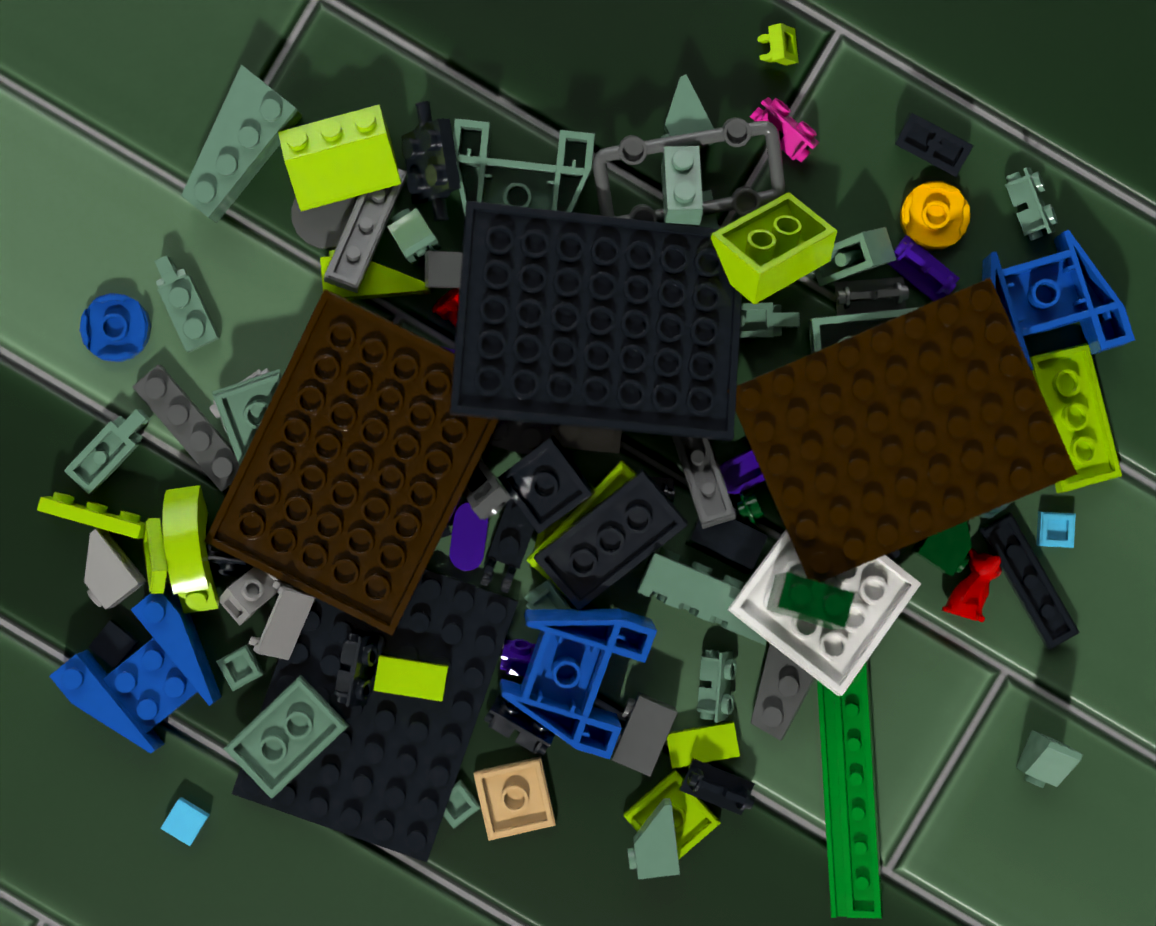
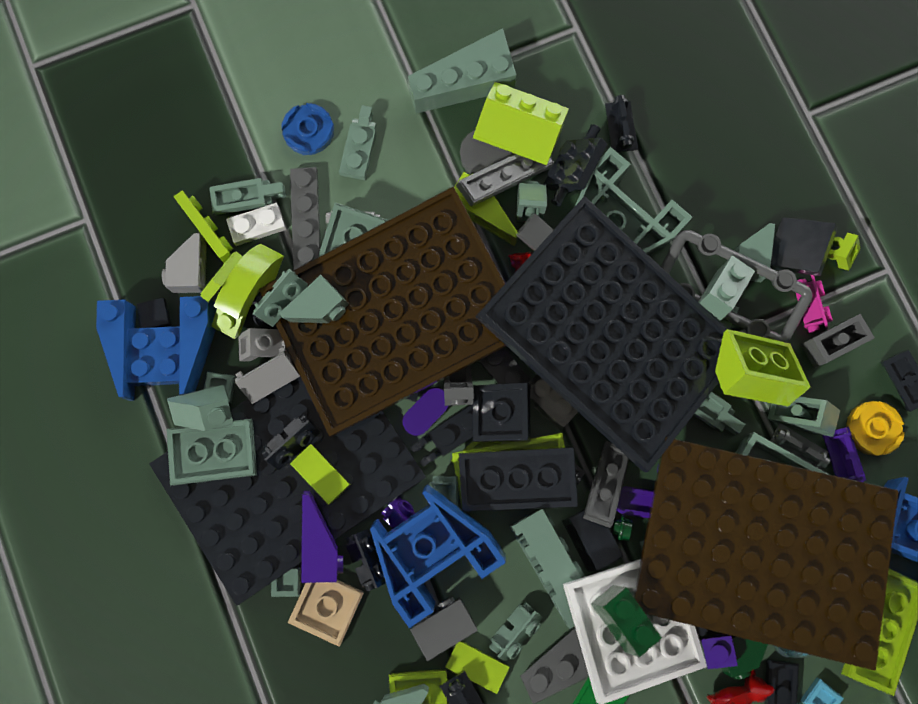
camera: 35 degrees right, 10 degrees down
(143, 471) = (256, 224): none -> white plate
(185, 821) = (106, 459): medium azure tile -> none
(235, 545) = (284, 292): none -> sand green hinge
(243, 703) = (201, 409): none -> sand green slope
(277, 514) = (316, 304): none -> sand green slope
(447, 75) = (621, 125): none -> black hinge
(465, 749) = (319, 548): none -> dark purple slope
(730, 76) = (802, 245): none -> black tile
(834, 154) = (837, 341): none -> dark grey brick
(923, 560) = (719, 651): none -> dark purple plate

